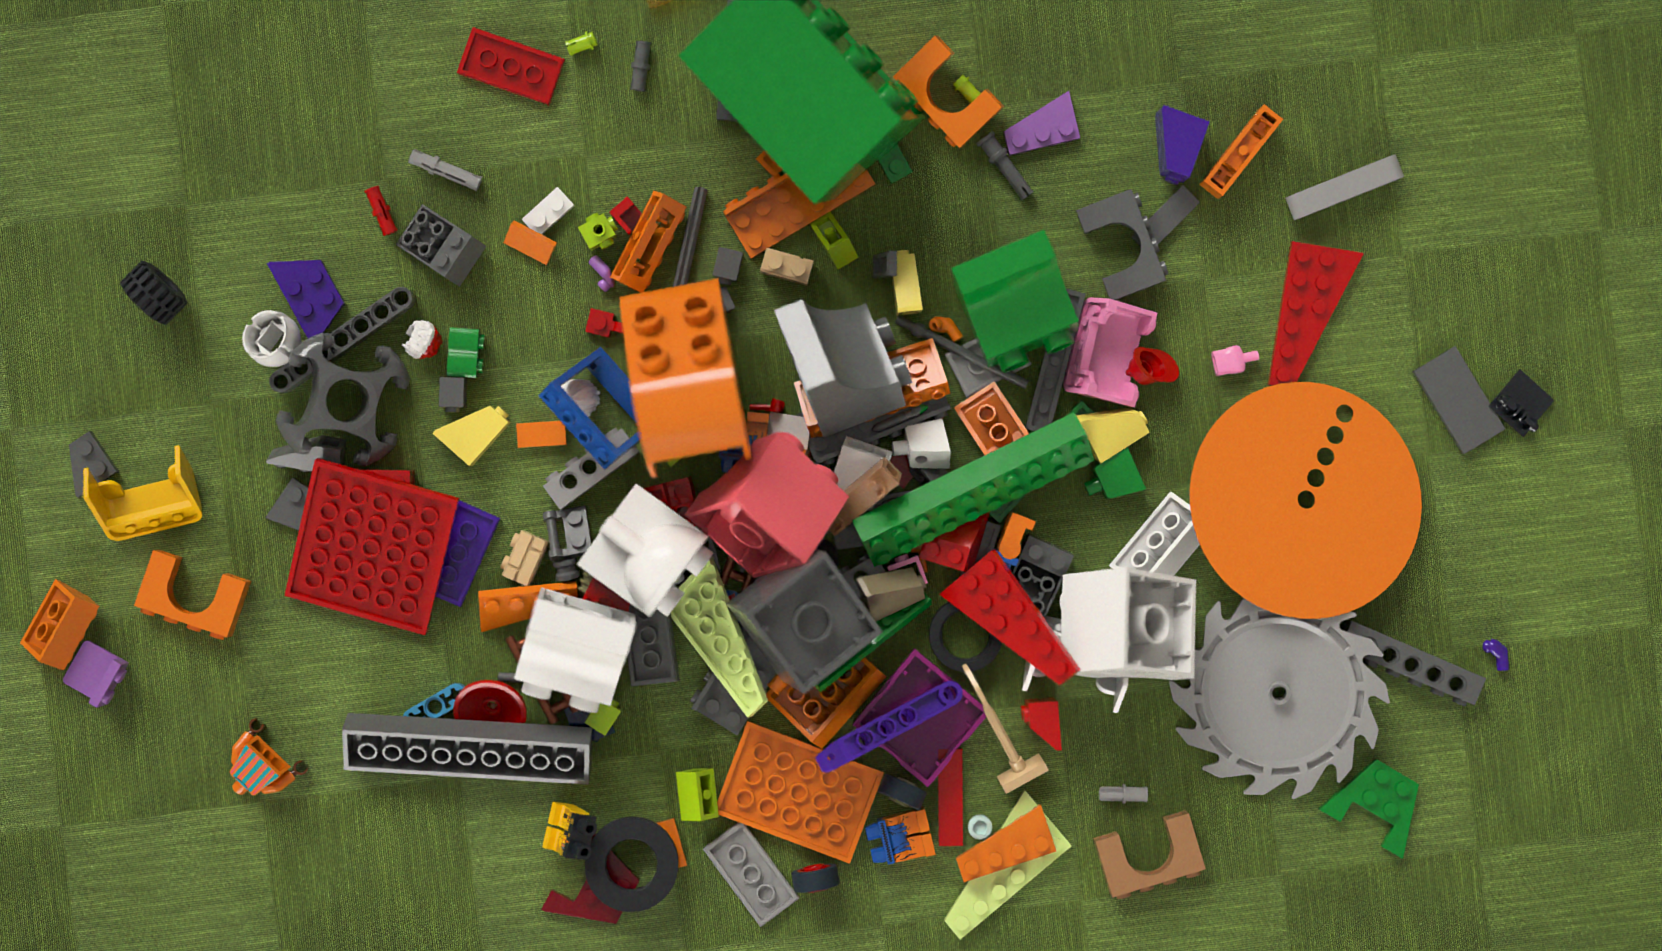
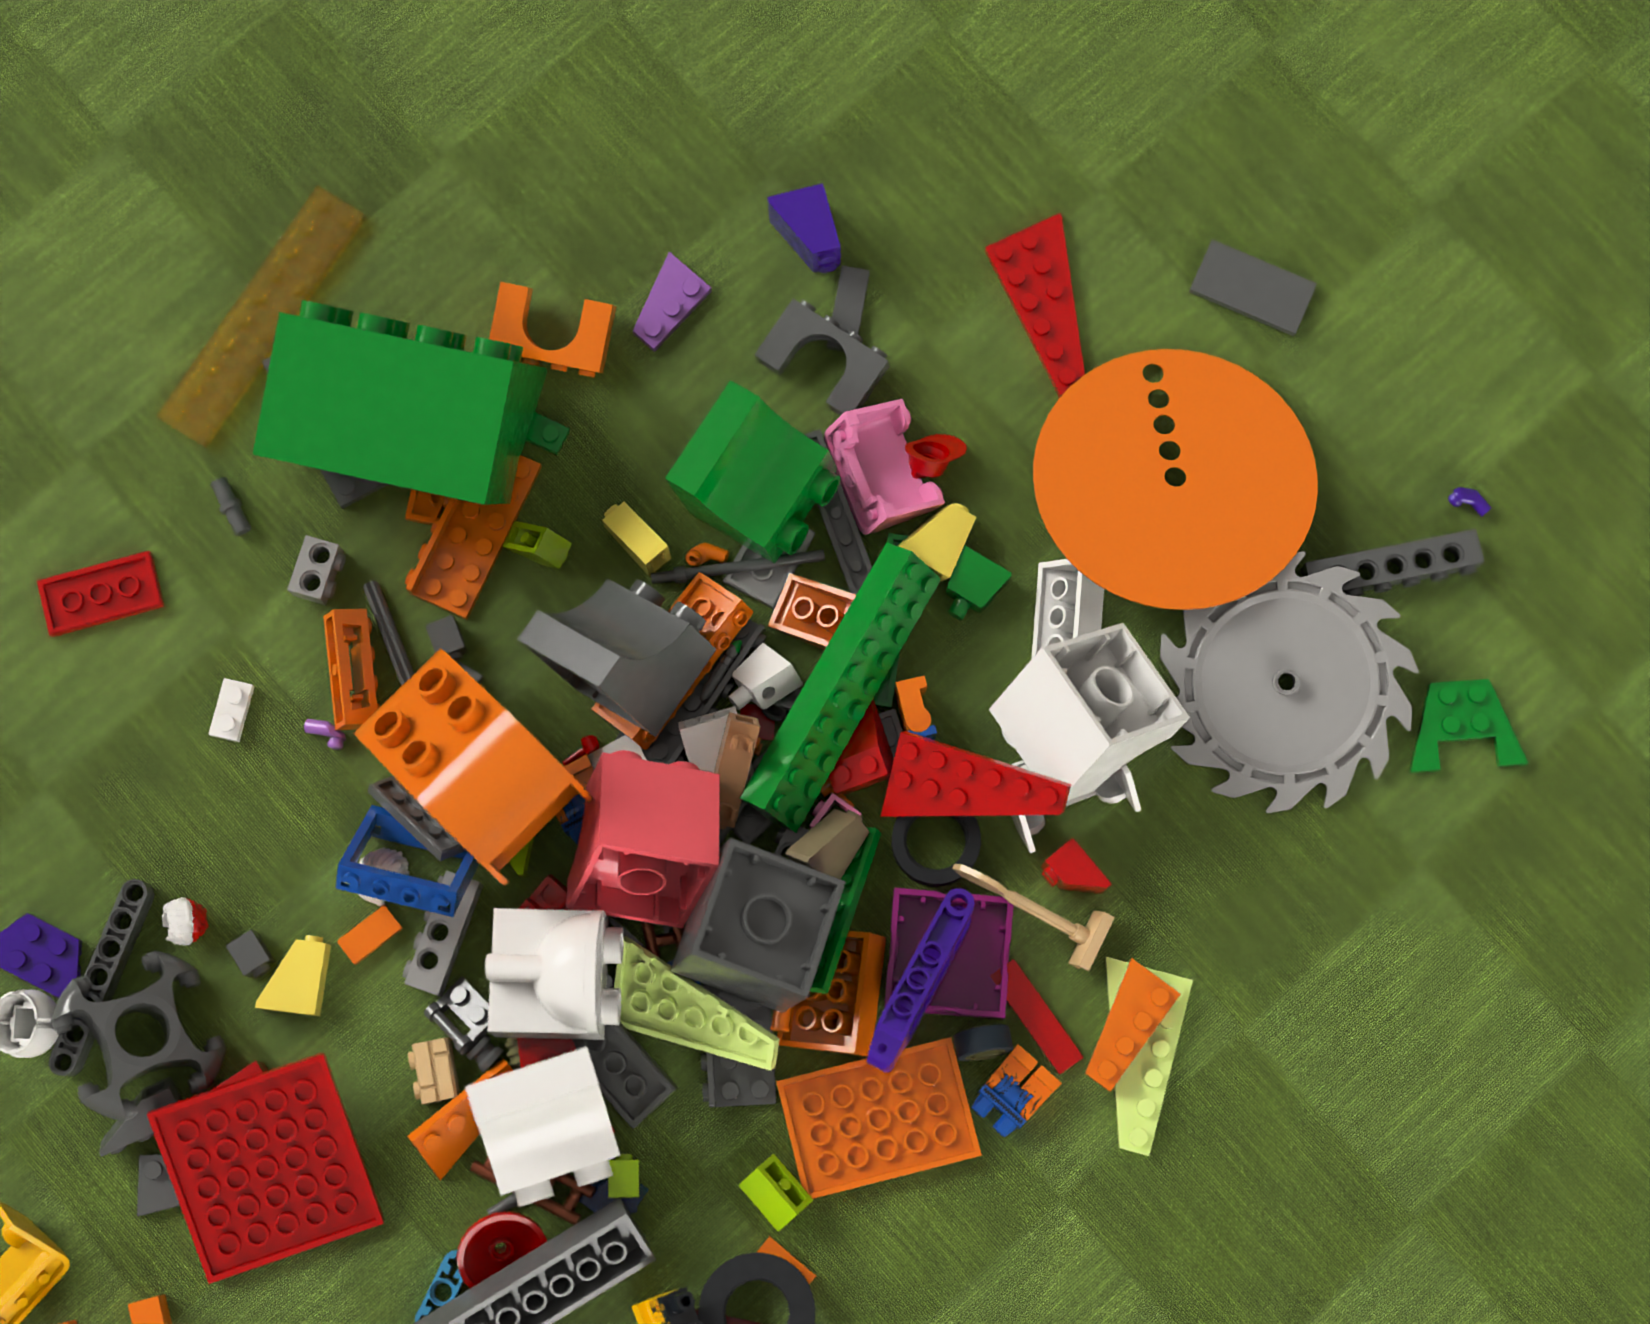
camera: 35 degrees left, 10 degrees down
(381, 210) = (59, 822): red pin -> none
(441, 245) = (143, 814): dark grey slope -> none
(444, 169) = (85, 740): light grey pin -> none
(464, 352) = (236, 904): green brick -> none
(465, 552) = (370, 1109): dark purple tile -> none
(530, 242) = (232, 751): orange tile -> none
(581, 43) = (157, 523): lime pin -> none
(589, 230) = (291, 701): lime brick -> none
(602, 323) = (357, 780): red plate -> none
(620, 376) = (415, 818): none -> dark grey tile
(626, 215) = (311, 659): red panel -> none
(665, 149) = (308, 569): none -> light grey brick
(751, 873) = (888, 1238): light grey tile -> none
(786, 266) = (506, 600): tan brick -> none
(815, 878) = (956, 1194): black wheel -> none
(885, 265) = (602, 532): dark grey tile -> none
(966, 88) = (566, 315): lime pin -> none
(980, 827) = (1087, 1026): light aqua tile -> none
(998, 156) = (644, 357): dark grey pin -> none
(1041, 570) = (965, 721): dark grey slope -> none
(1123, 793) = (1206, 891): light grey axle -> none
(1183, 859) = (1313, 915): medium nougat arch -> none
(1231, 360) = (1007, 397): bright pink piece -> none
(1241, 151) = (874, 196): orange brick -> none
(1344, 187) = (998, 164): light grey beam -> none
(1521, 403) = (1314, 250): black hinge -> none

